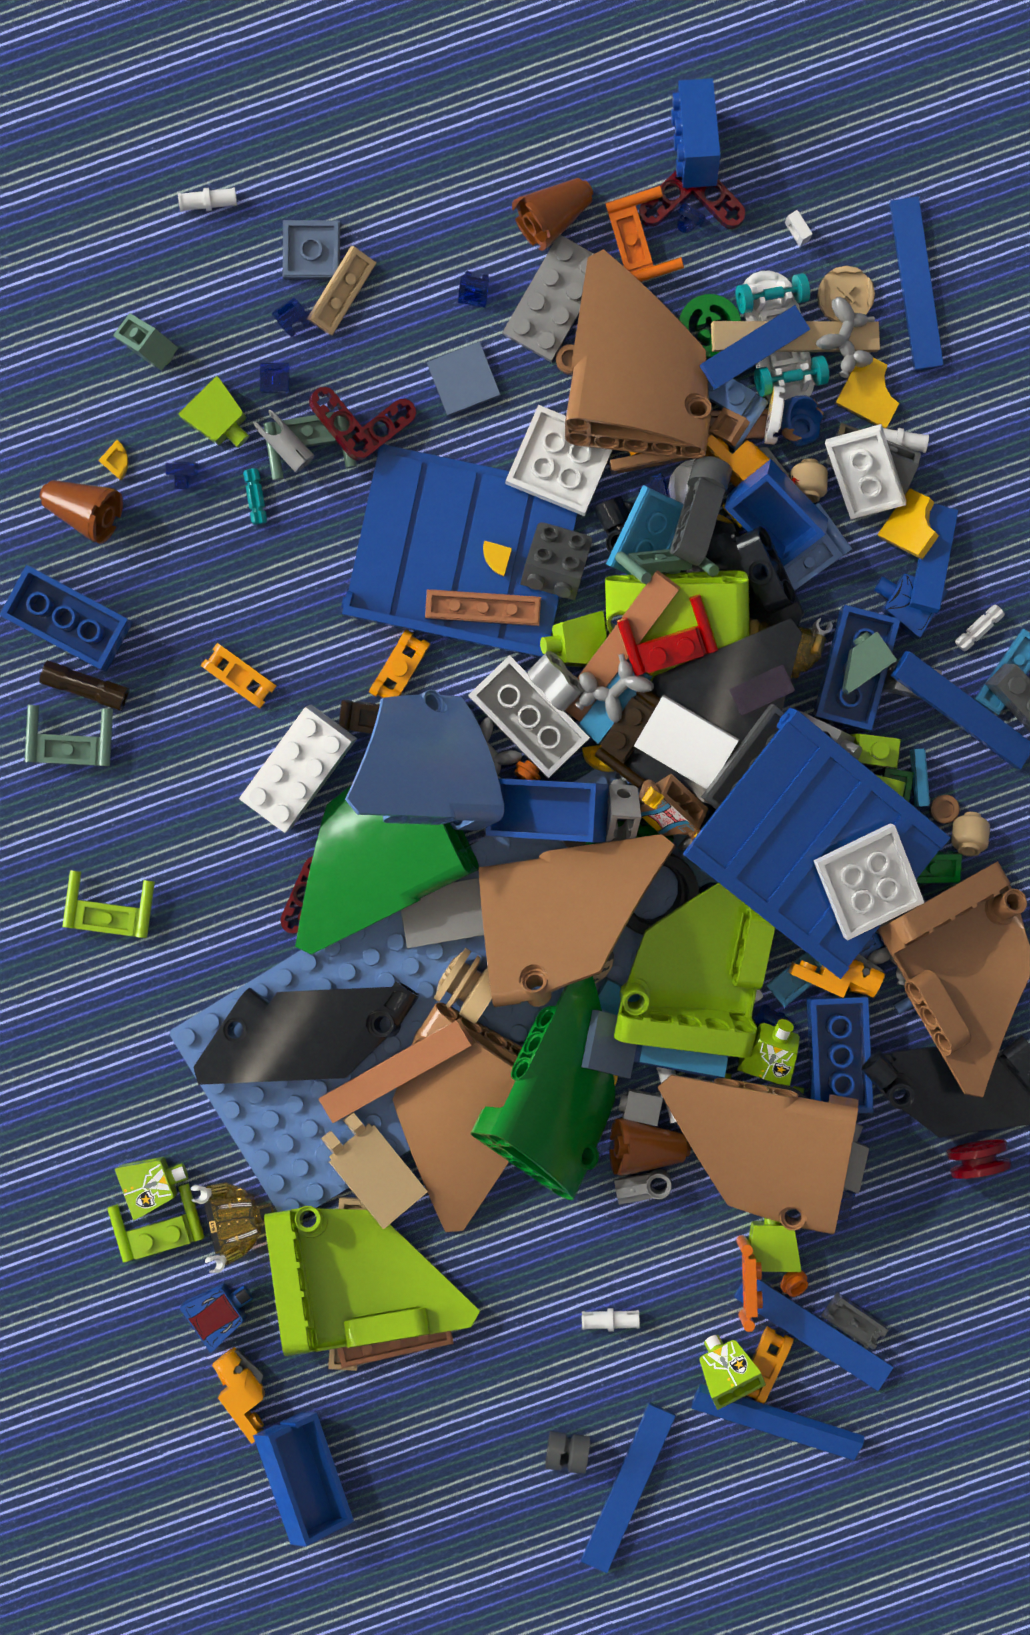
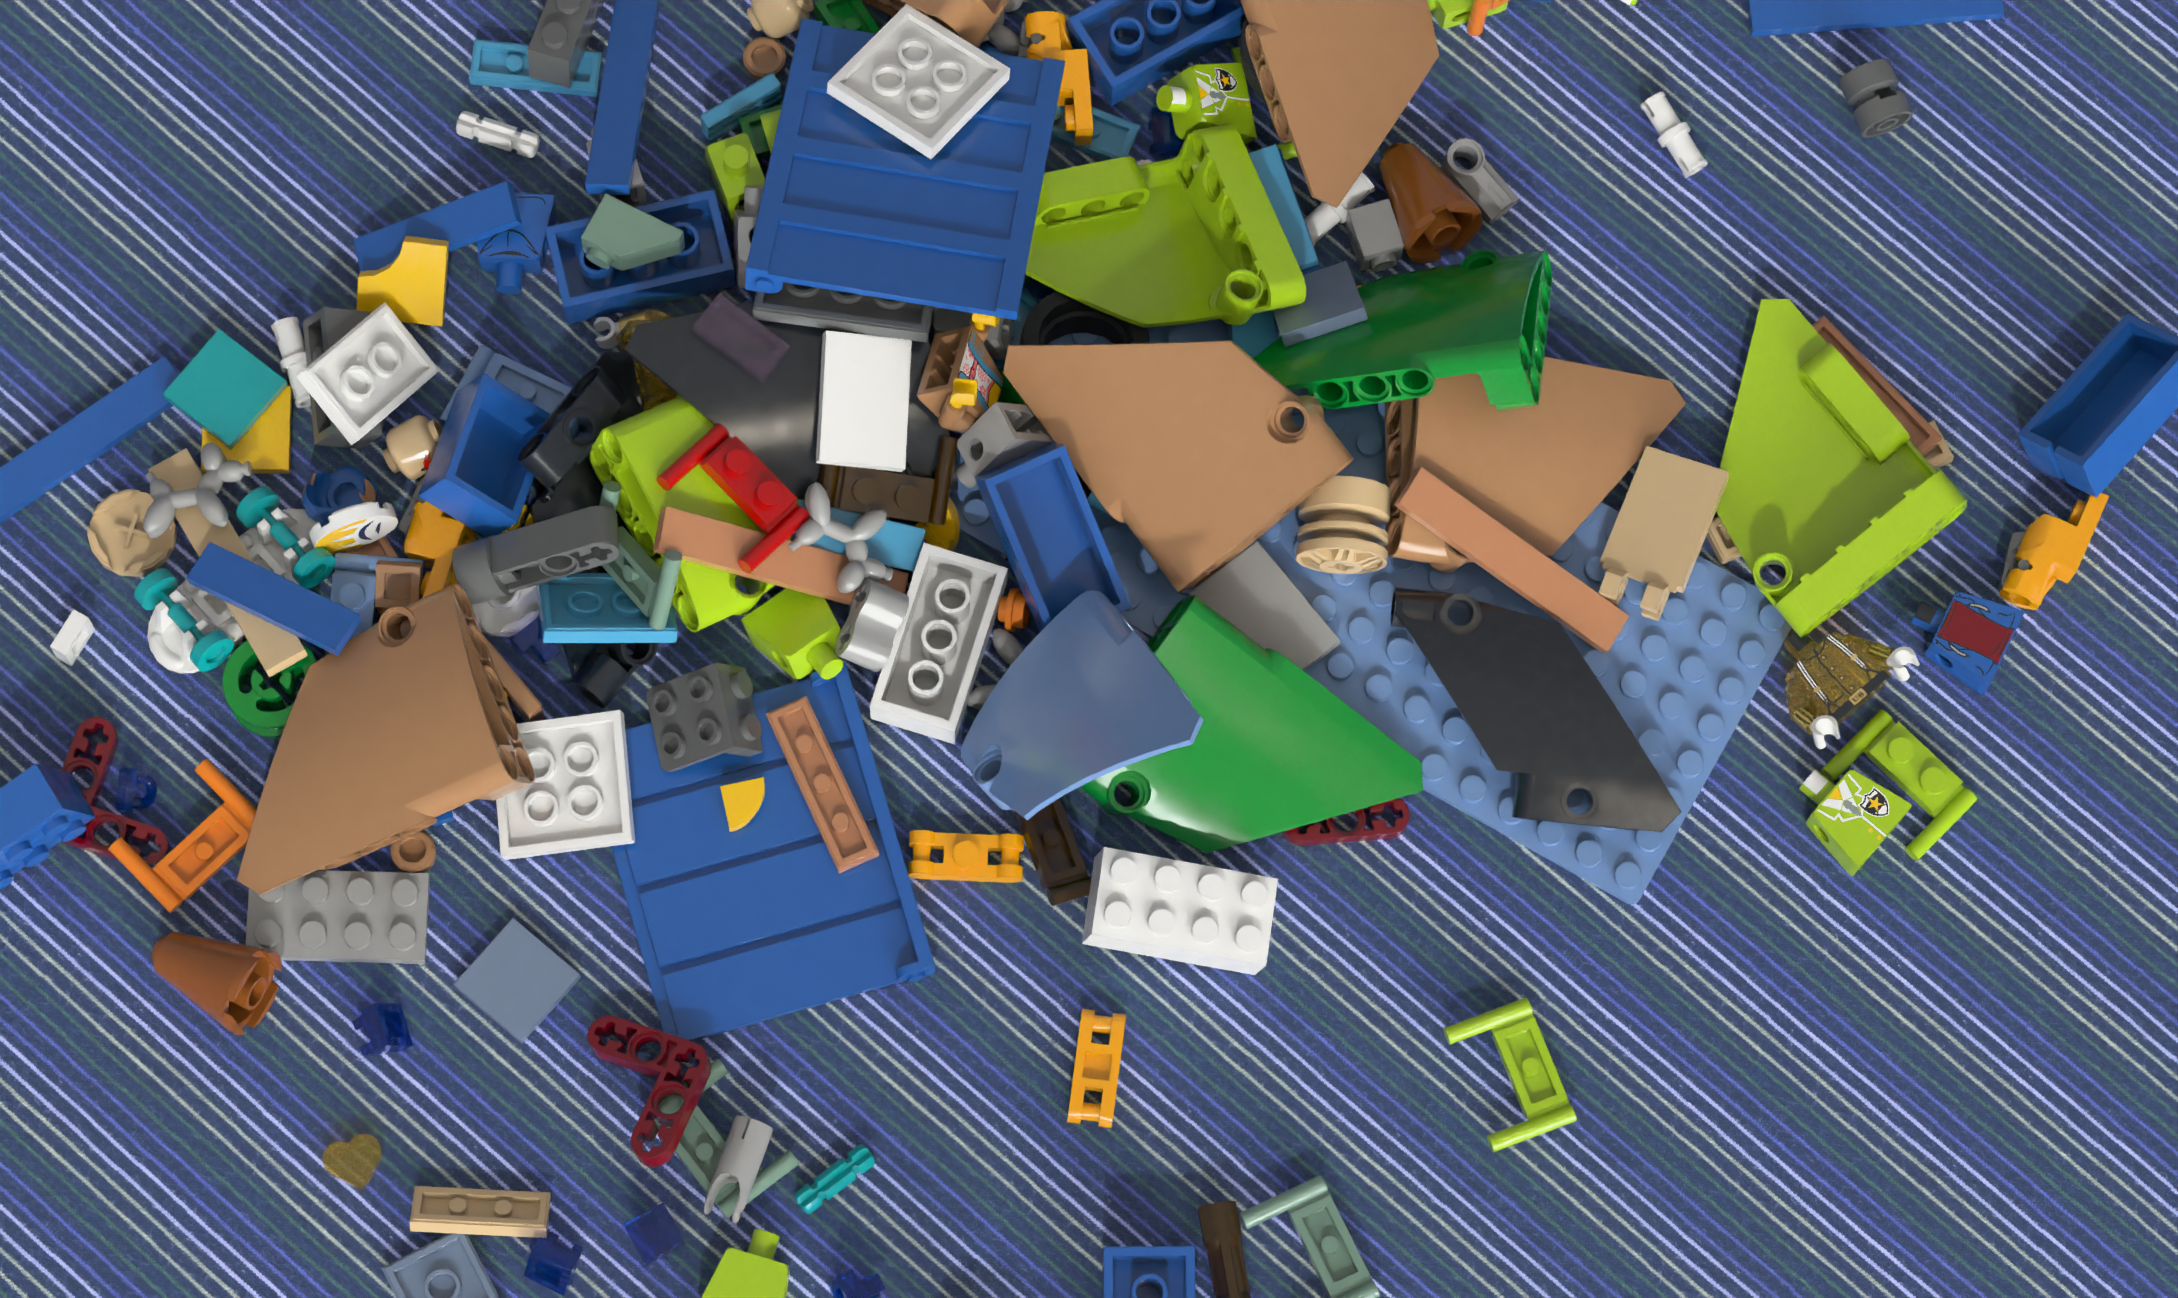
camera: 125 degrees left, 15 degrees down
(409, 236) = (354, 1160): none -> clear yellow tile
(902, 388) = (225, 389): none -> teal tile

